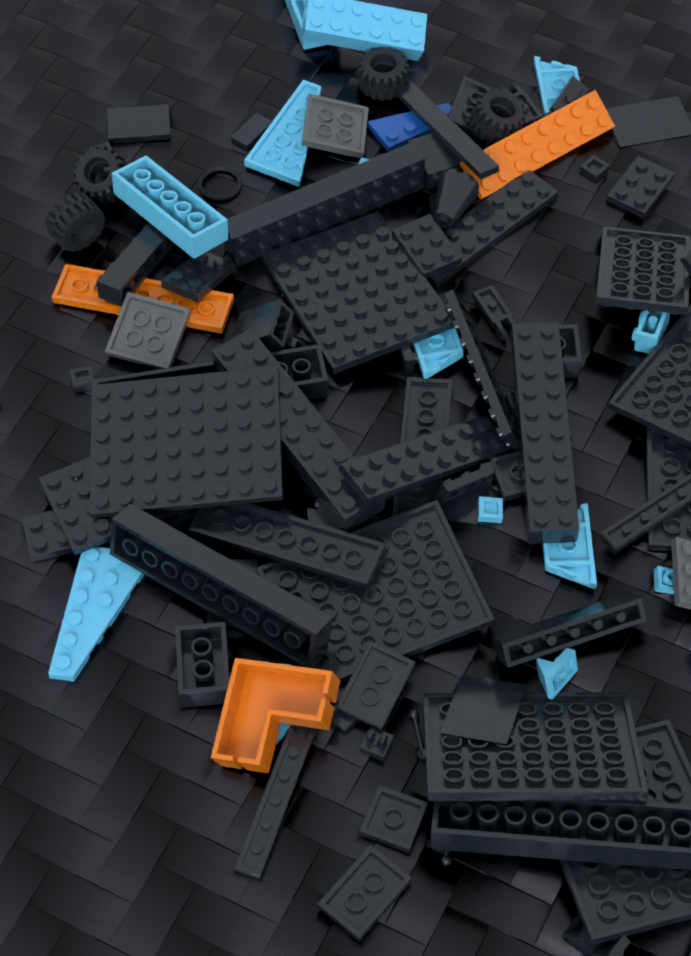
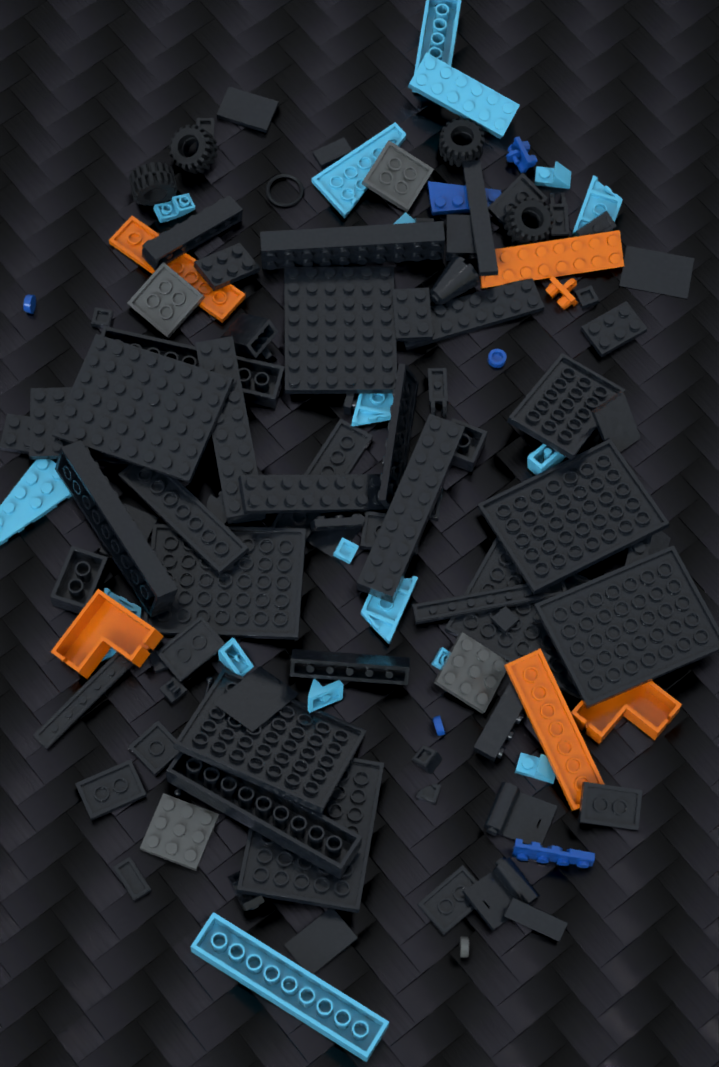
camera: 20 degrees right, 10 degrees up
(111, 240) = (177, 207): none -> medium azure slope
(170, 206) = (227, 202): medium azure brick -> none
(430, 675) = (234, 658): none -> medium azure slope
(449, 65) = (519, 155): none -> blue hips
(474, 907) = (179, 832): none -> dark grey plate
(493, 74) = (553, 177): none -> medium azure slope
(537, 258) = (497, 358): none -> blue tile
(560, 167) = (556, 287): none -> orange hips

